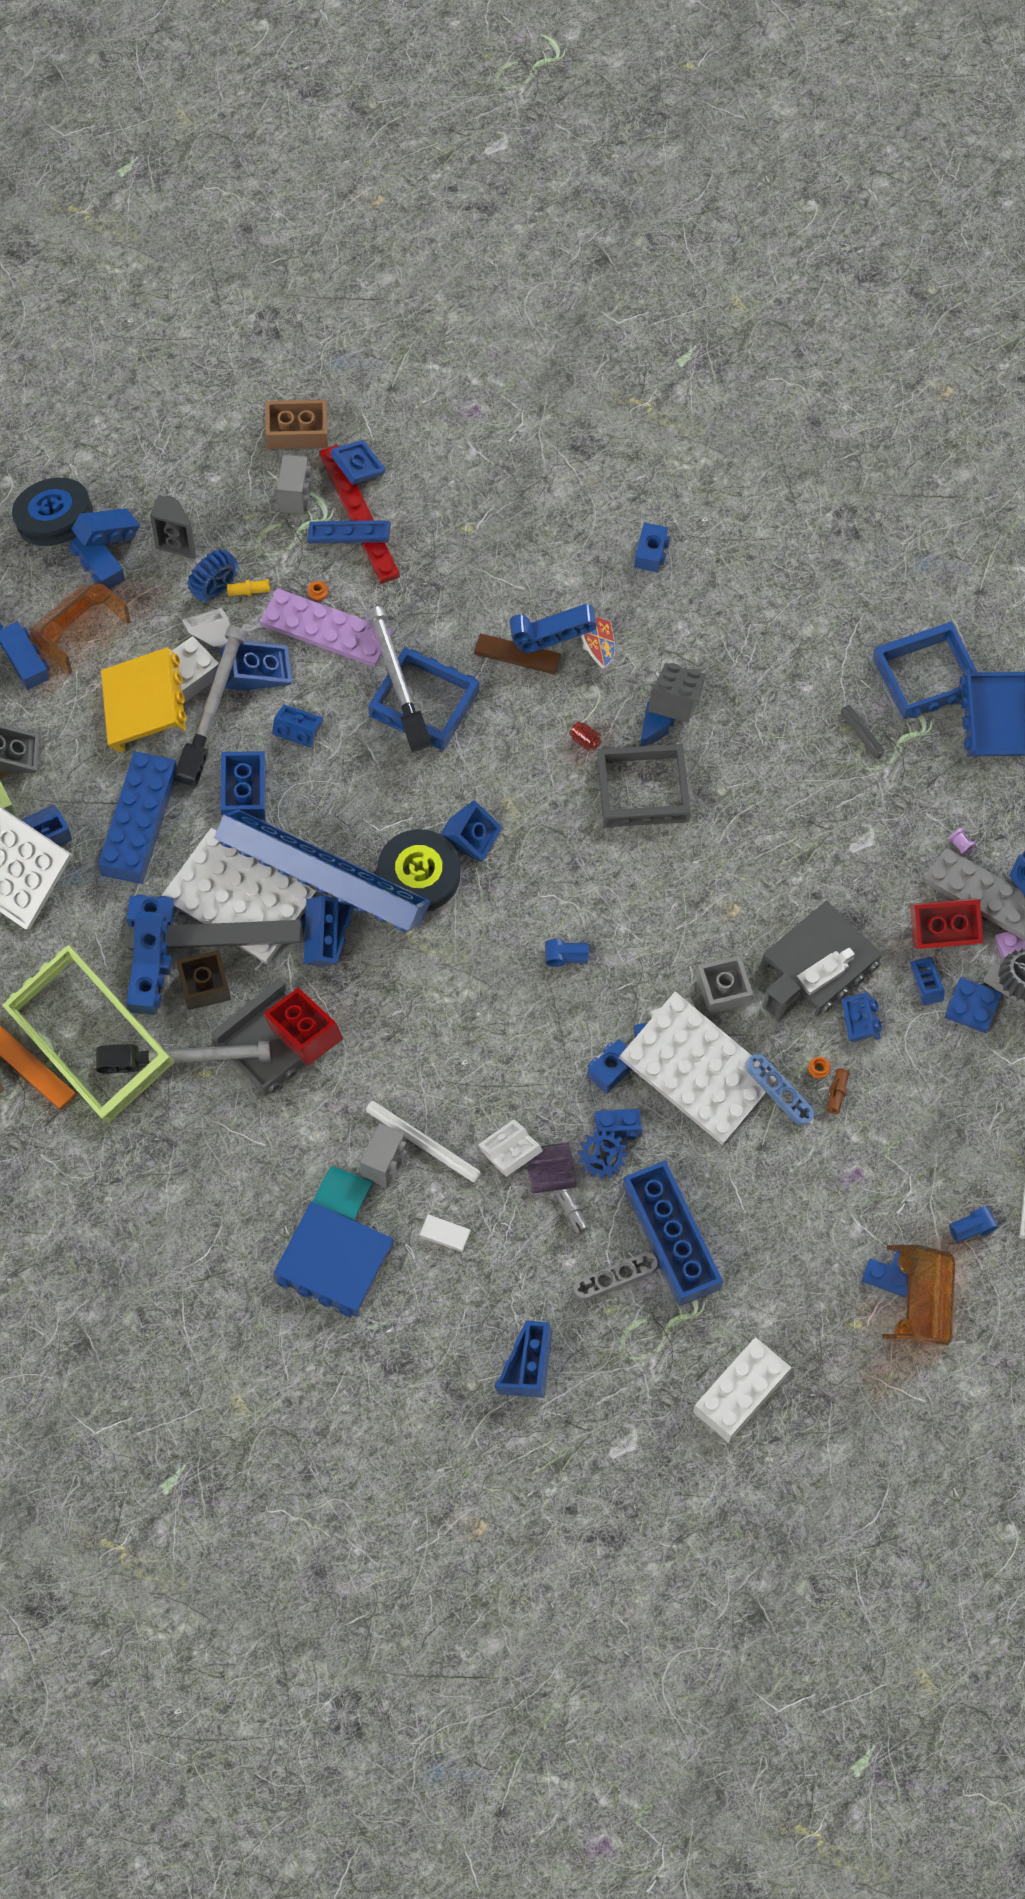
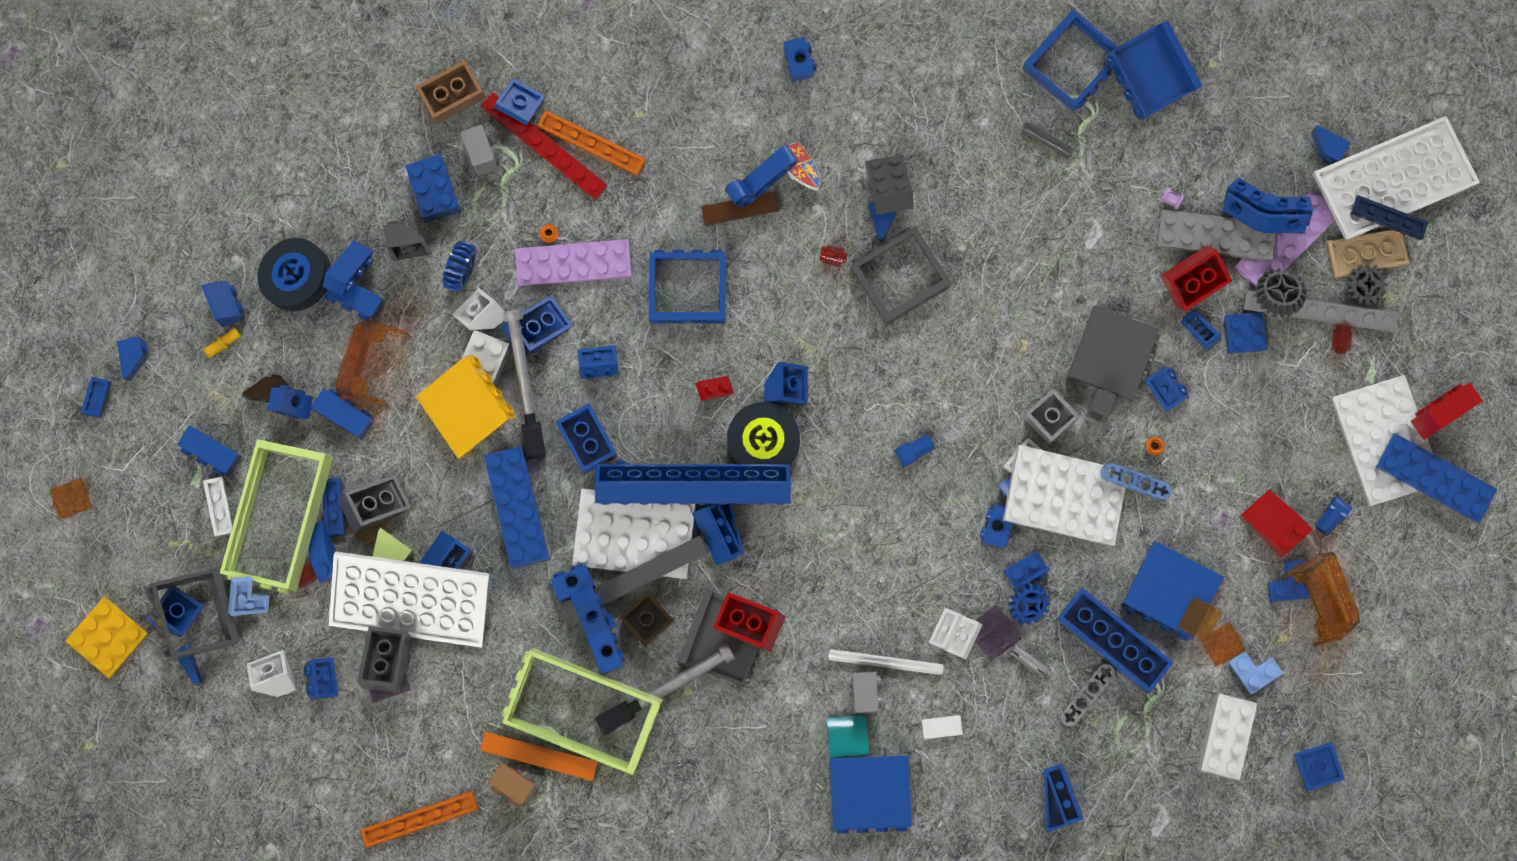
camera: 25 degrees left, 15 degrees up
(229, 499) = (433, 188): none -> blue brick
(248, 587) = (491, 260): yellow pin -> none
(349, 531) = (547, 169): blue tile -> none
(396, 799) = (714, 388): none -> red plate
(407, 532) = (591, 143): none -> orange tile
(412, 720) = (692, 316): piece -> none
(760, 1215) = (1167, 587): none -> blue panel
(774, 1254) = (1199, 619): none -> clear orange piece
(787, 1298) = (1223, 644): none -> clear orange piece
(804, 1347) = (1254, 677): none -> light blue plate
(825, 971) = (1124, 367): white hinge -> none
(826, 1471) = (1319, 766): none -> blue plate
(837, 1091) = (1179, 458): dark orange pin -> none
(909, 1205) = (1276, 523): none -> red slope

